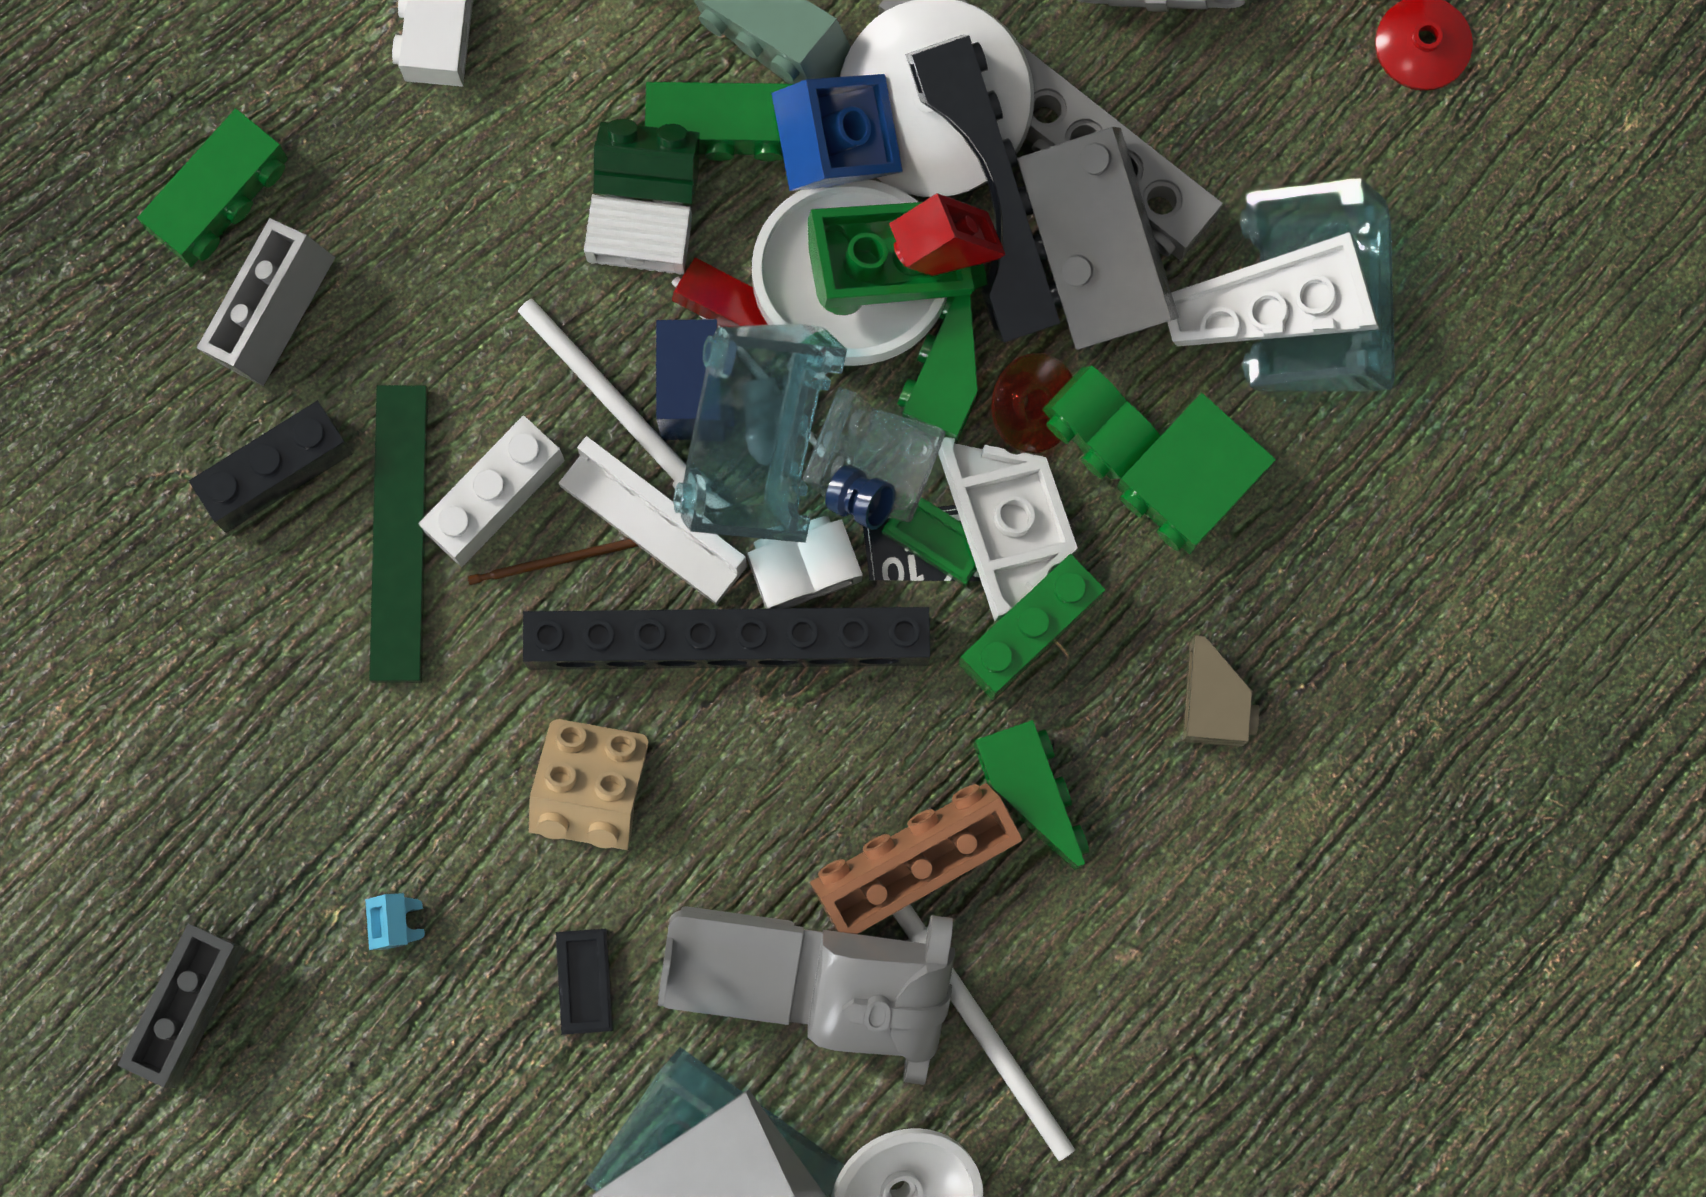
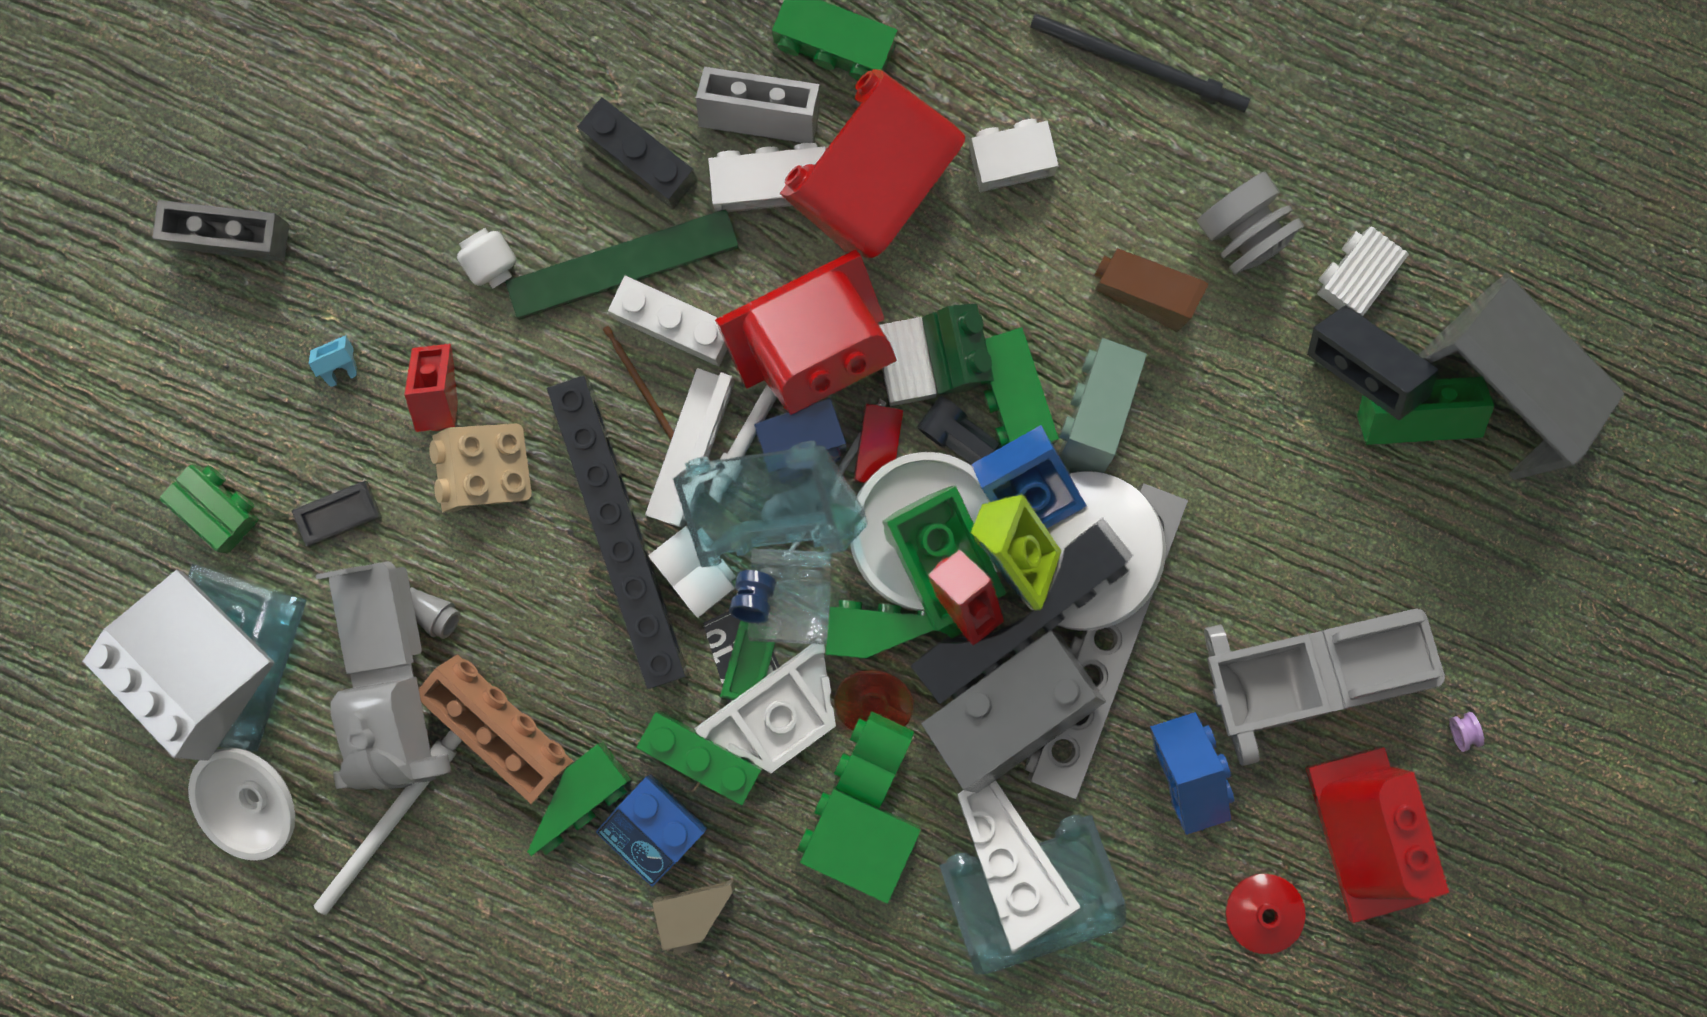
camera: 75 degrees right, 5 degrees up
(333, 691) = (486, 258): none -> white head
(358, 320) = (756, 178): none -> white brick
(398, 184) = (875, 167): none -> red windscreen
(470, 809) = (431, 388): none -> red slope
(524, 1133) = (210, 508): none -> green brick
(571, 326) = (810, 334): none -> red windscreen
(734, 209) = (949, 427): none -> black piece
(752, 893) = (434, 614): none -> light grey cone
(908, 162) = (1018, 547): none -> lime slope
(1100, 716) = (651, 829): none -> blue slope
(1234, 60) = (1193, 772): none -> blue brick

